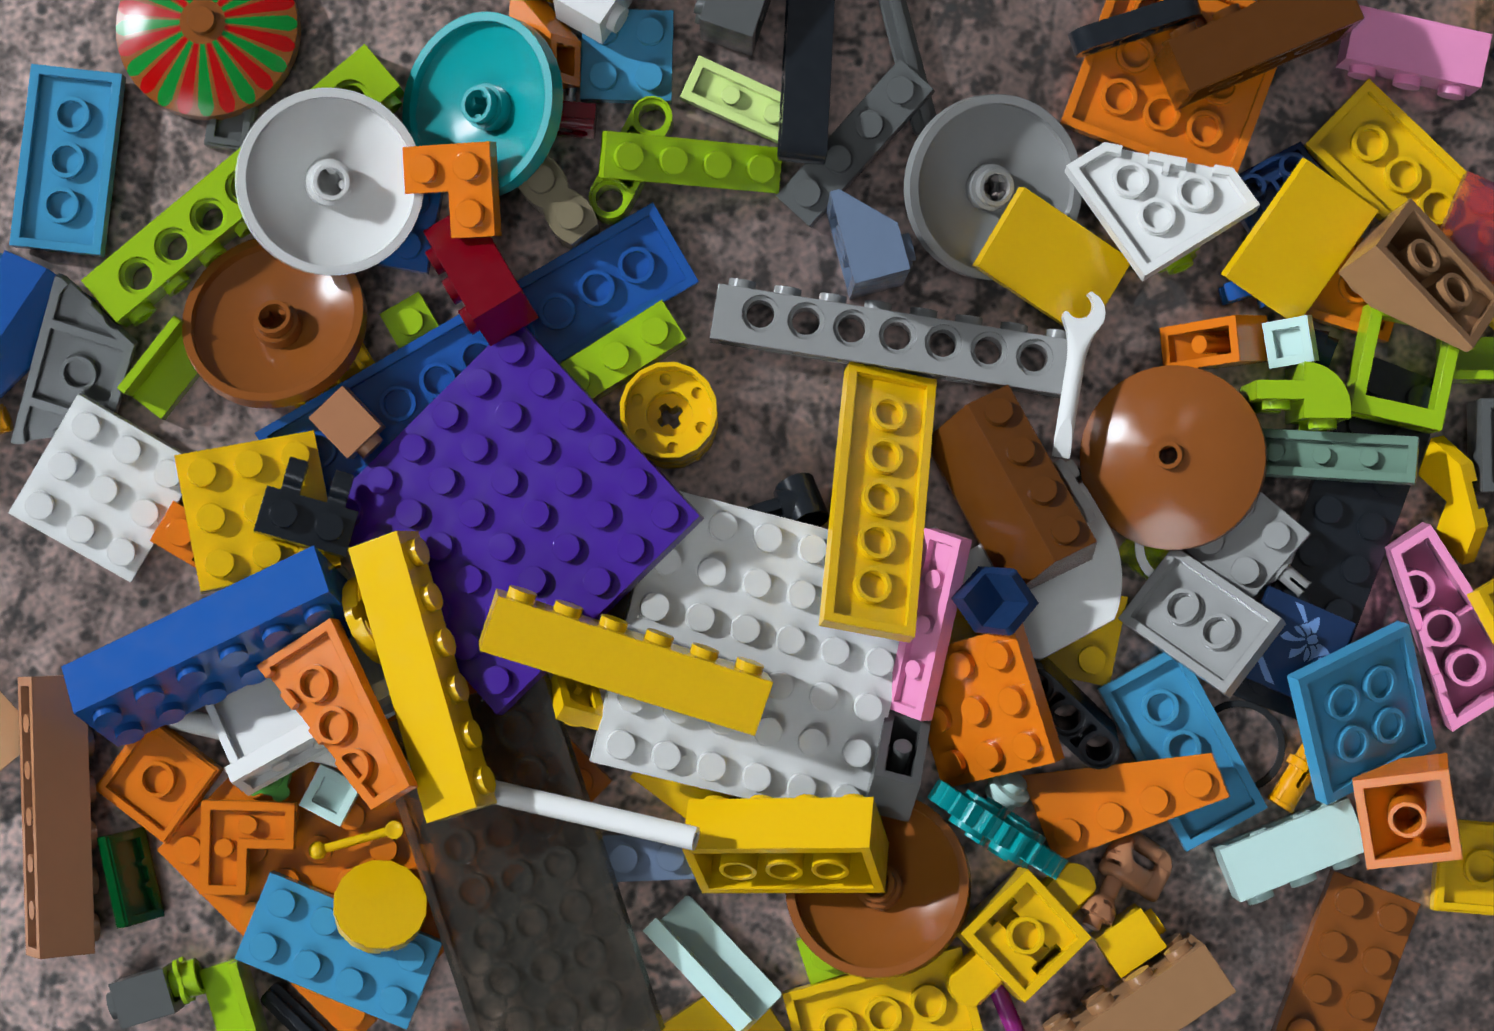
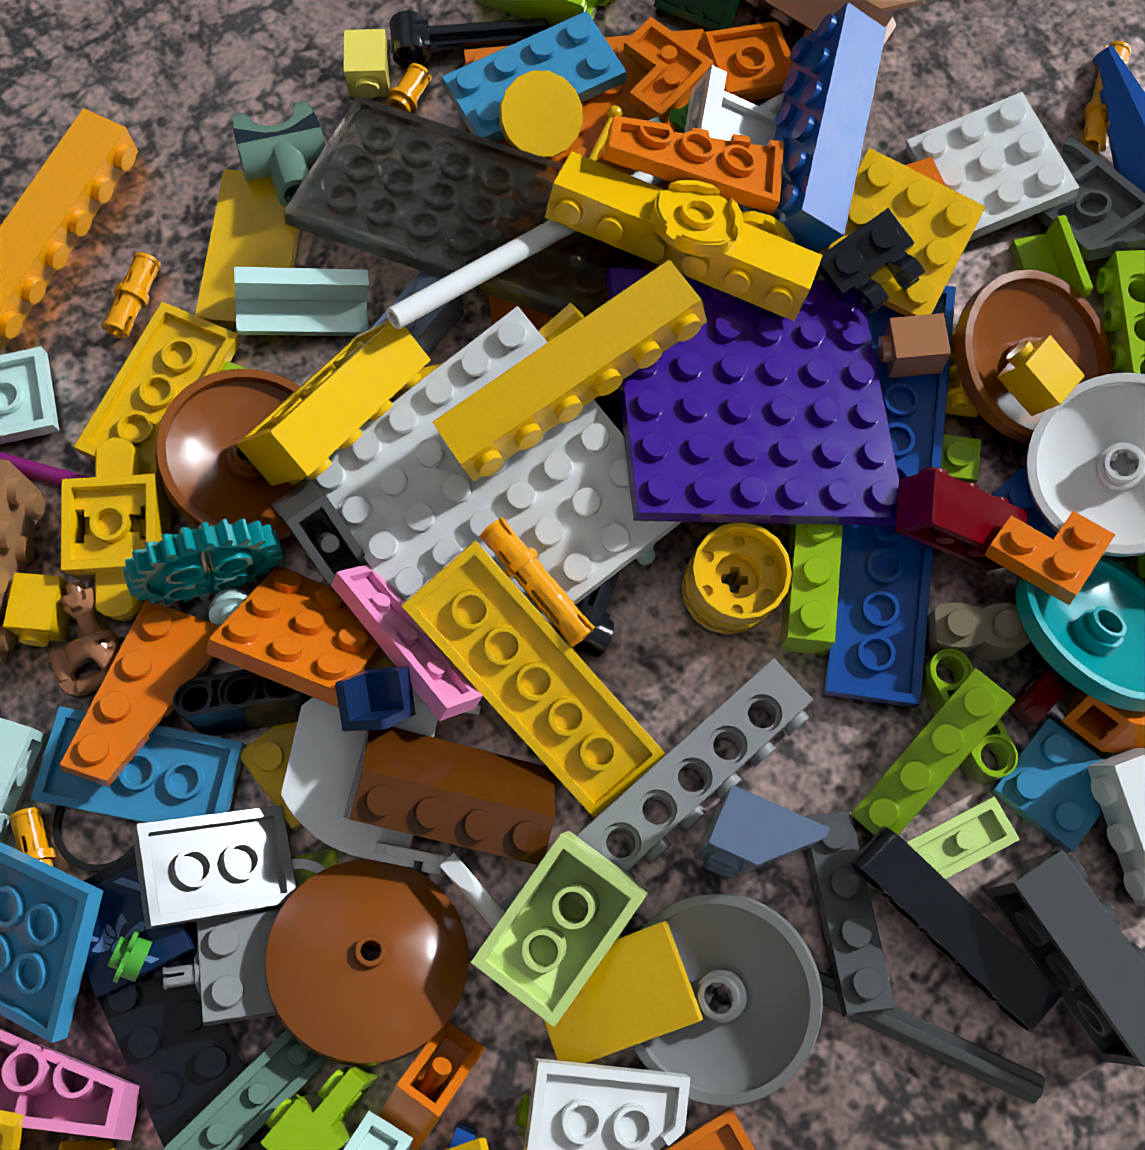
camera: 125 degrees right, 15 degrees down
(302, 300) = (1040, 375): none -> yellow brick
(409, 668) = (696, 218): none -> yellow tile
(806, 566) = (527, 570): none -> light orange pin
(1041, 332) = (560, 927): none -> yellowish green slope
(1312, 618) = (129, 957): none -> bright green plate

